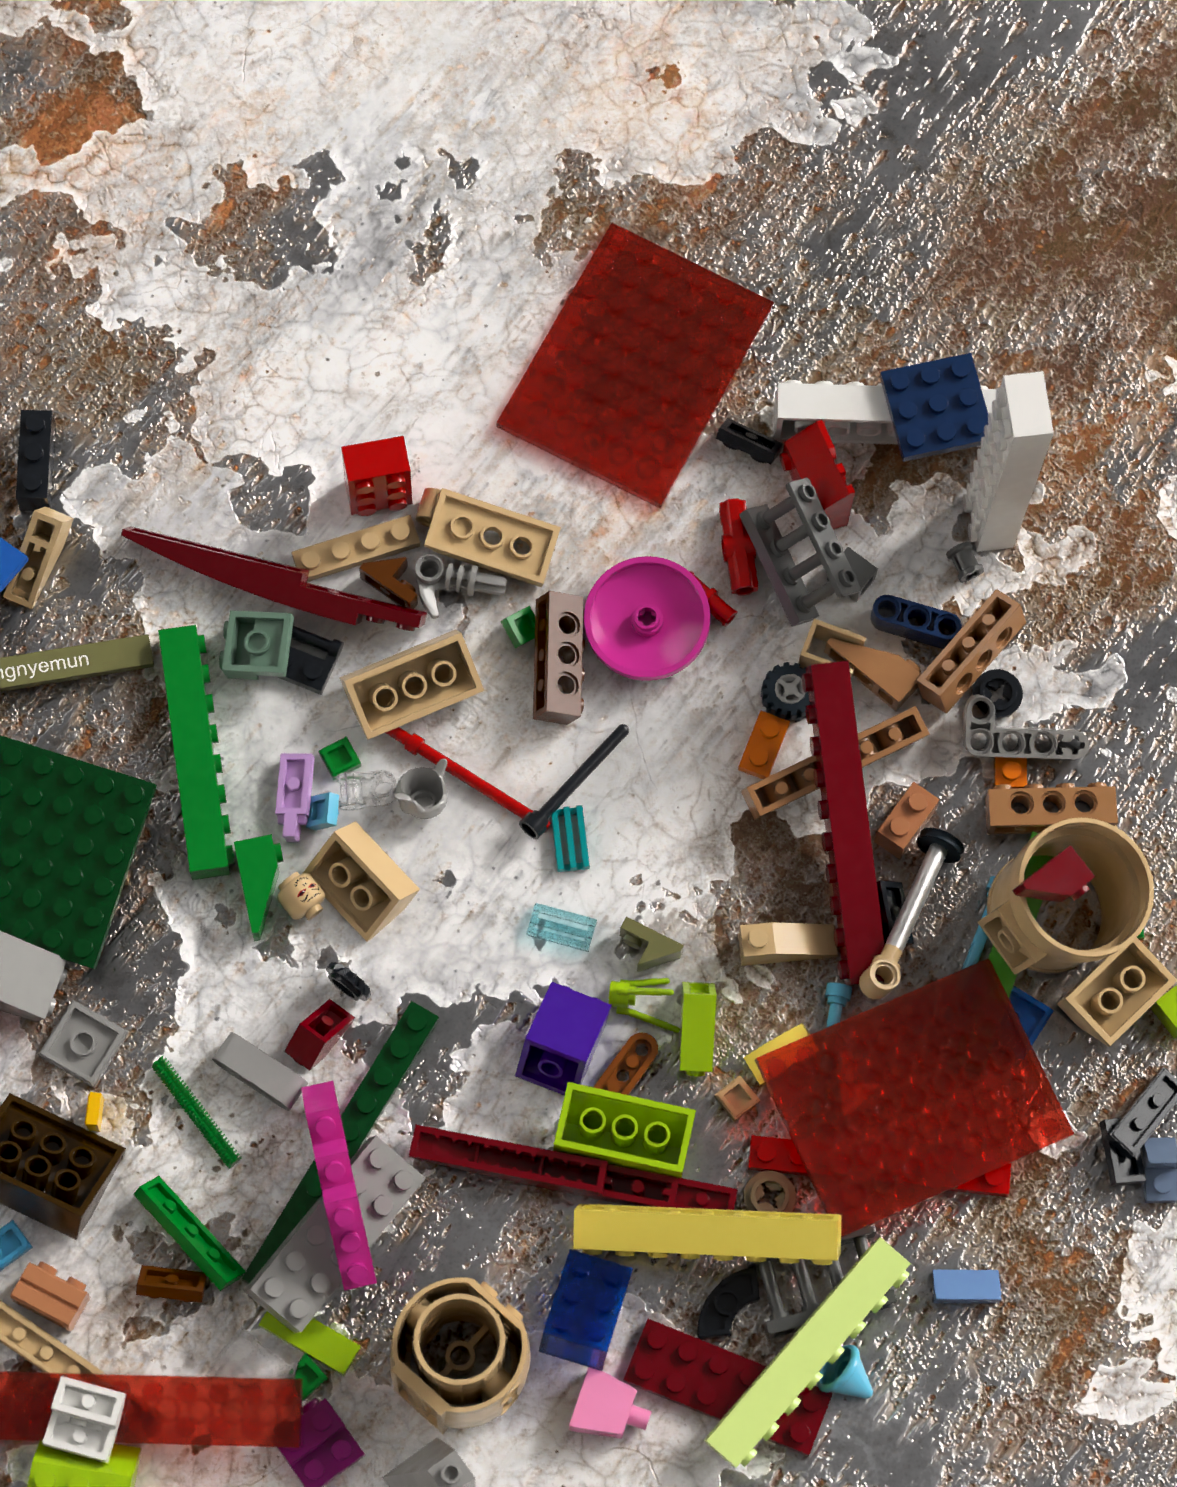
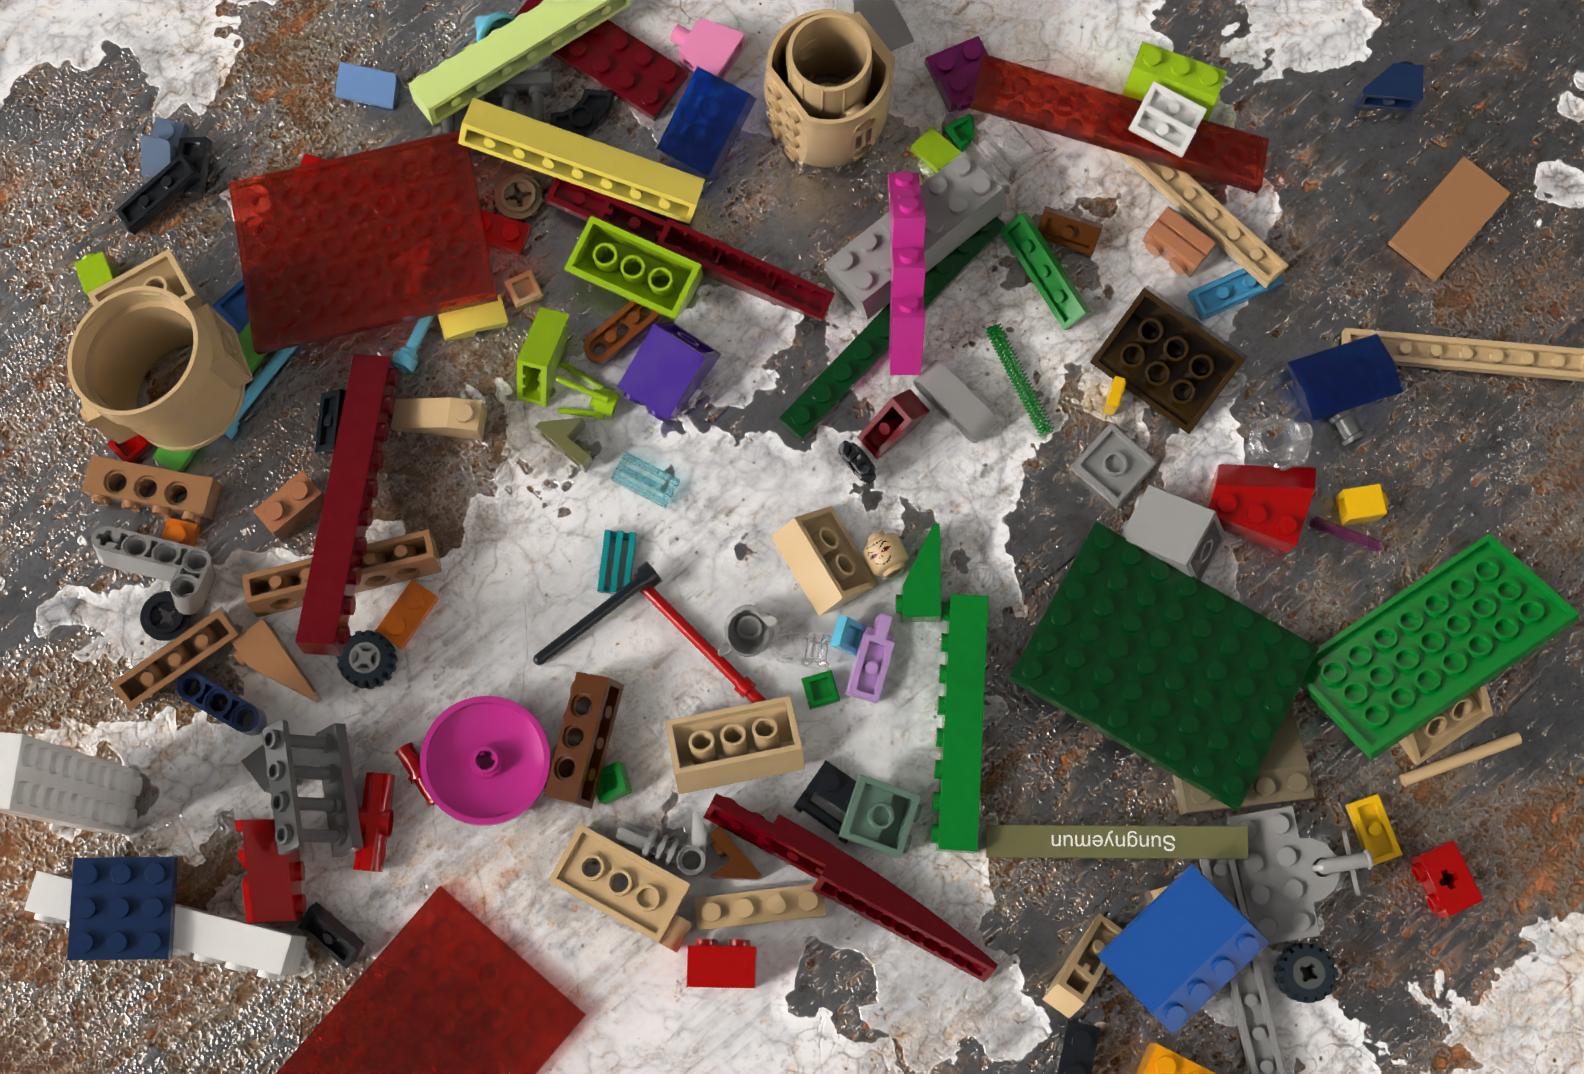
camera: 165 degrees left, 5 degrees up
(825, 631) = (329, 708): tan piece -> none
(939, 848) = (319, 402): piece -> none
(965, 561) = (153, 757): dark grey bush -> none
(1058, 879) = (156, 351): dark red slope -> none

